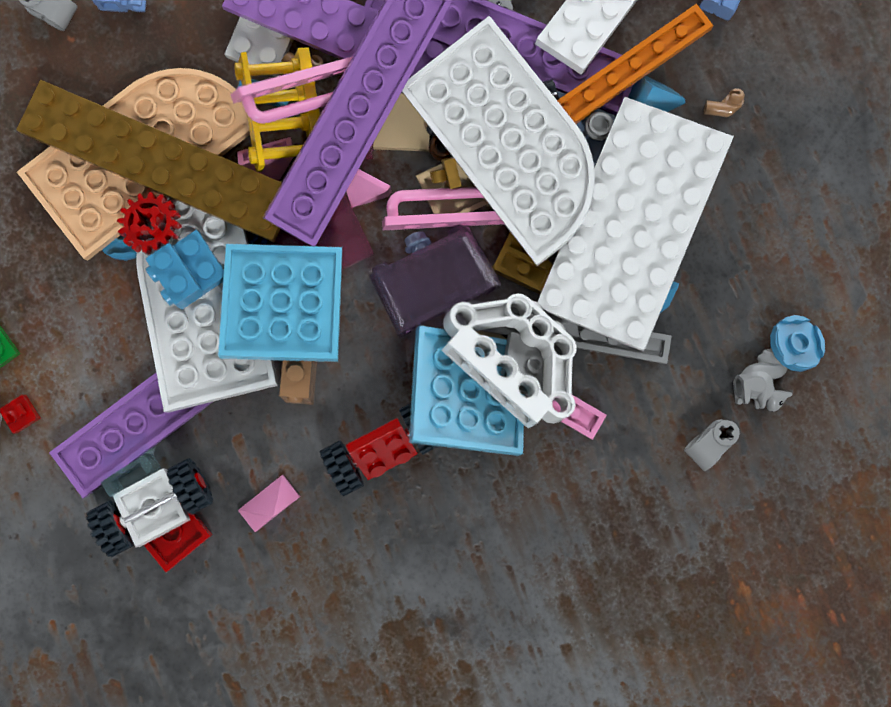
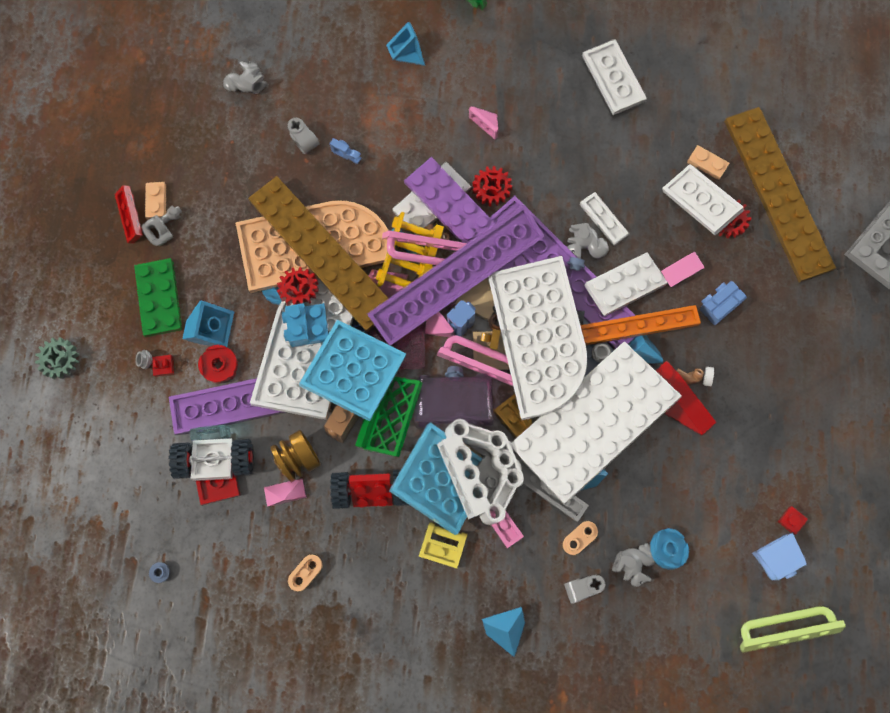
camera: 30 degrees right, 10 degrees down
(53, 330) = (208, 325): none -> dark azure slope
(77, 373) = (210, 357): none -> red plate
(164, 679) = (165, 572): none -> sand blue plate
(259, 452) = (296, 455): none -> pearl gold wheel
(343, 373) = (371, 429): none -> green fence
(348, 593) = (305, 572): none -> light nougat plate
(392, 163) = (461, 317): none -> medium blue brick
(508, 484) = (440, 551): none -> light yellow plate
(511, 18) = (576, 263): none -> sand blue plate
(636, 541) = (506, 629): none -> dark azure slope
(677, 381) = (579, 536): none -> light nougat plate
(748, 150) = (688, 408): none -> red wedge
(752, 93) = (708, 376): none -> white tile

